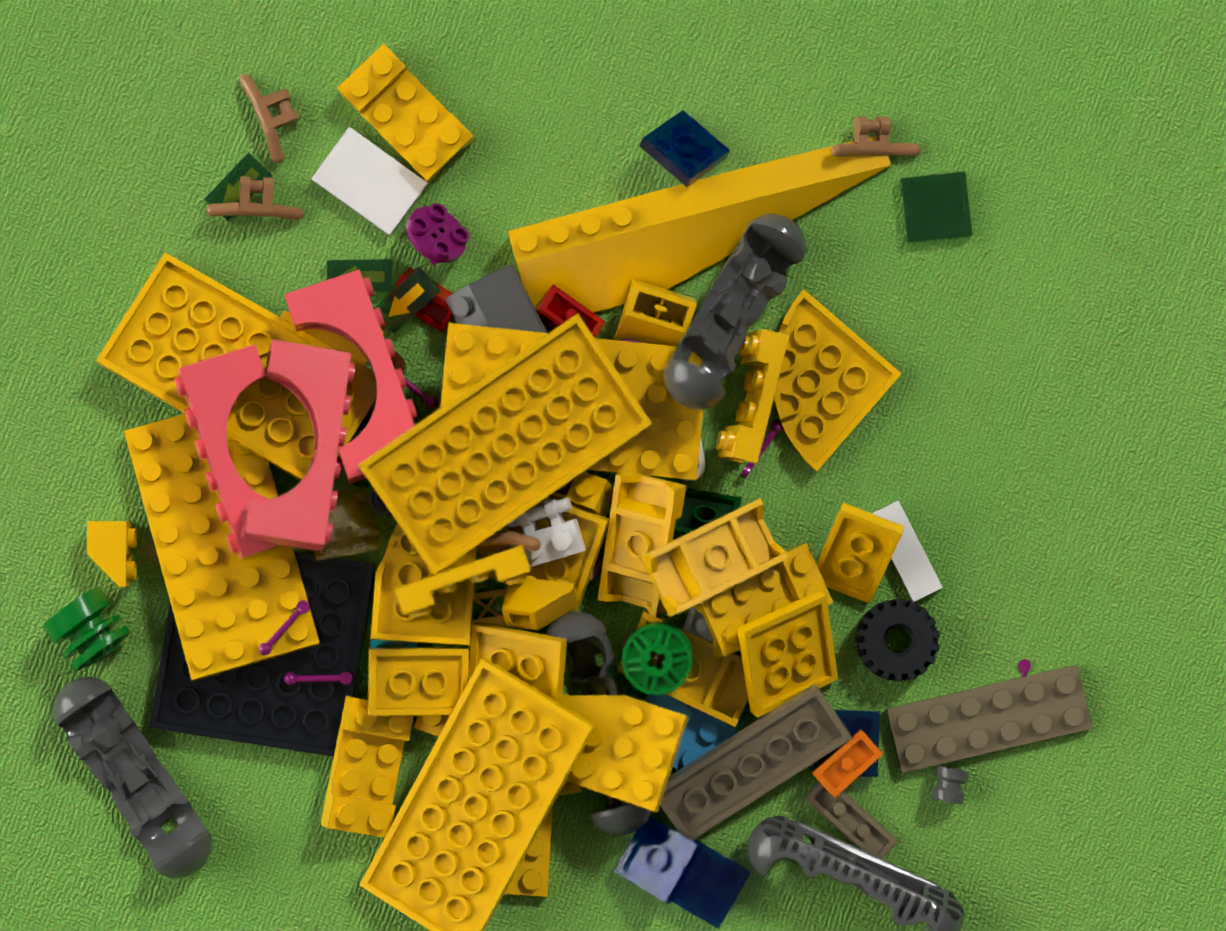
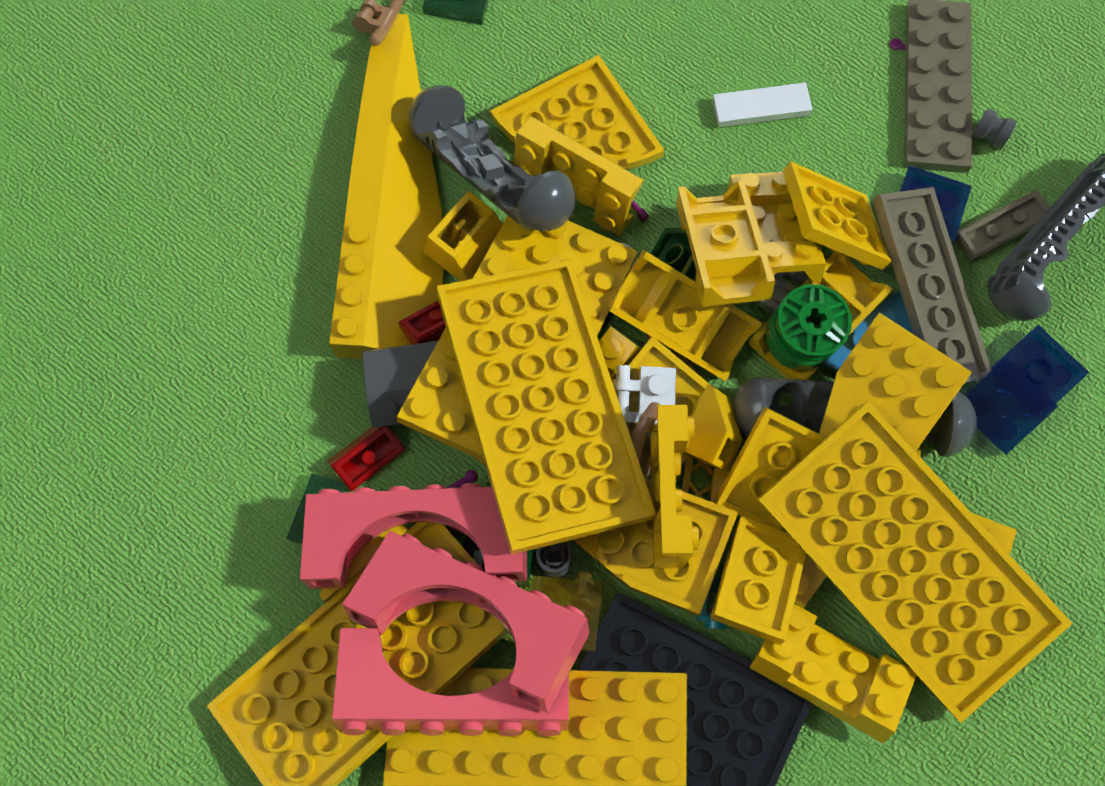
camera: 70 degrees left, 15 degrees down
(229, 188) = (174, 606): clear green tile -> none
(248, 208) = (195, 601): medium nougat piece -> none
(268, 123) = (124, 549): medium nougat piece -> none
(302, 608) = (643, 677): magenta hinge -> none
(345, 678) = (730, 661): magenta hinge -> none
(369, 181) = (225, 470): white tile -> none
(405, 113) = (173, 413): yellow piece -> none
(407, 299) = (356, 462): clear green tile -> none
(436, 234) = (304, 417): magenta plate -> none
(684, 148) = (318, 166): clear blue plate -> none
(847, 763) = (956, 202): orange plate -> none
(858, 552) = (754, 128): yellow plate -> none
(872, 645) = (839, 151): black tyre -> none

